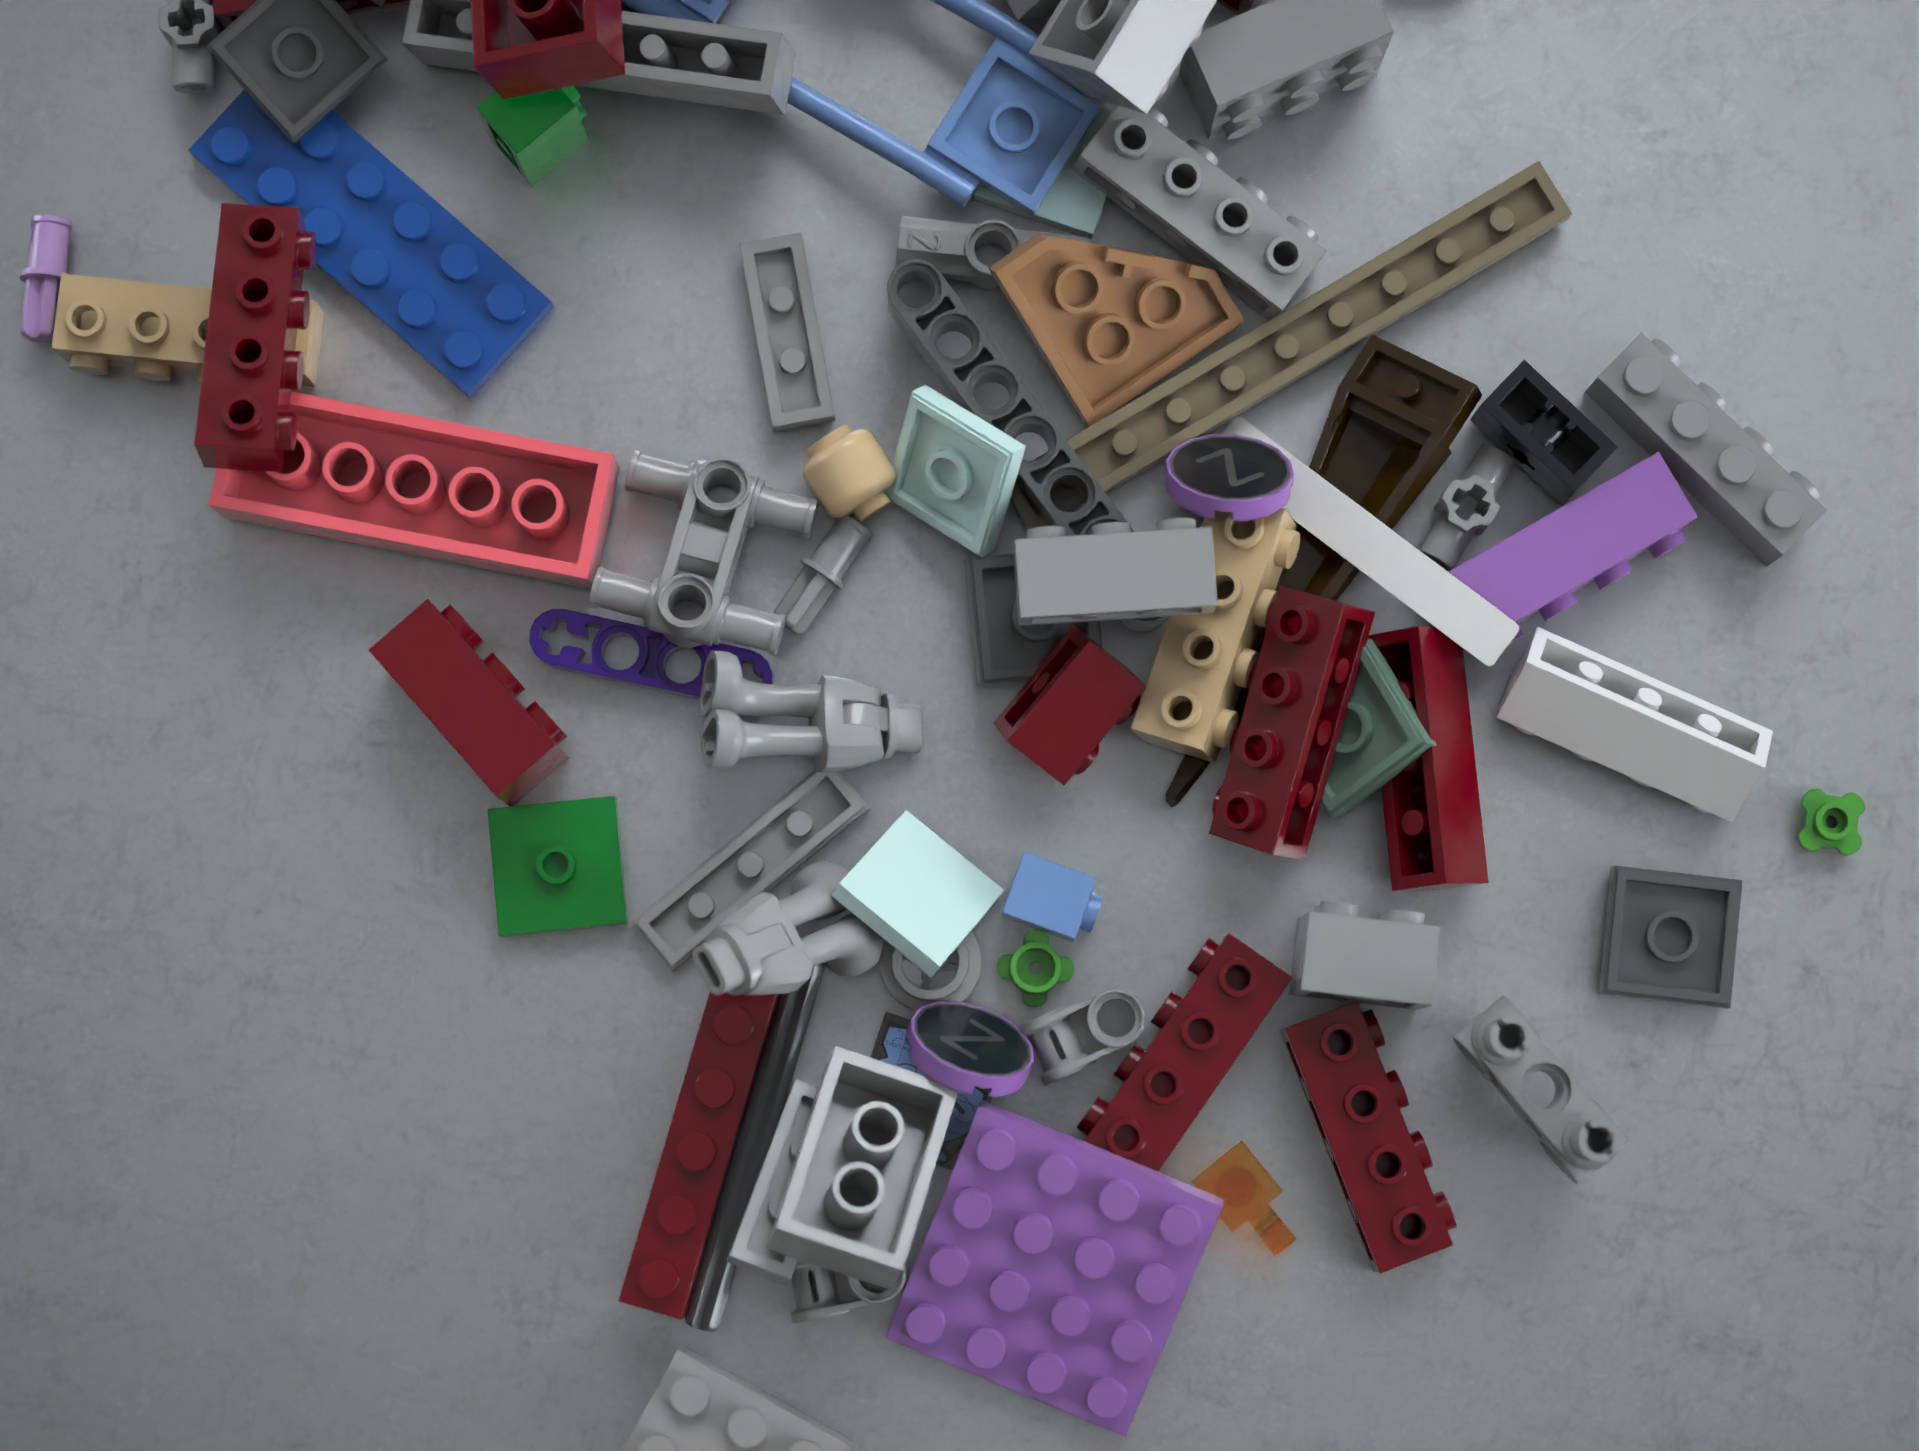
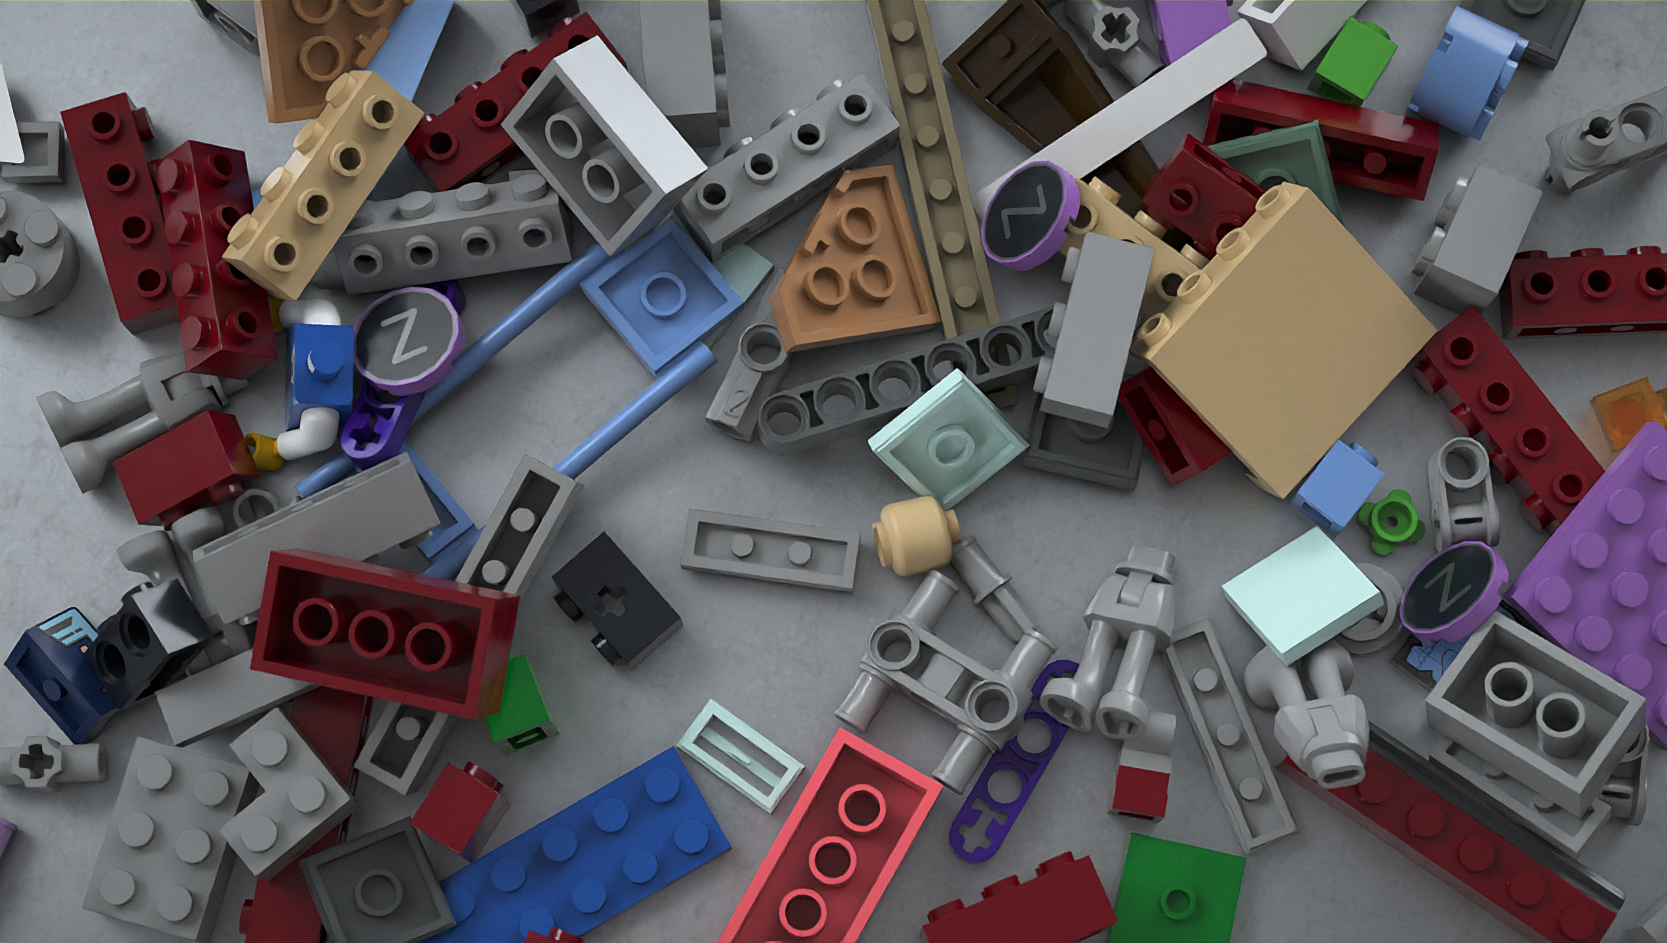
camera: 70 degrees left, 5 degrees down
(406, 107) = (462, 810): none -> dark red brick
(549, 424) = (780, 785): none -> light aqua tile
(678, 227) = (604, 570): none -> black brick
(684, 788) = (1144, 771): none -> leg
(1179, 780) = (1284, 337): none -> tan panel
(1526, 773) = (1353, 63): none -> bright green brick
(1552, 893) = (1467, 73): none -> medium blue brick

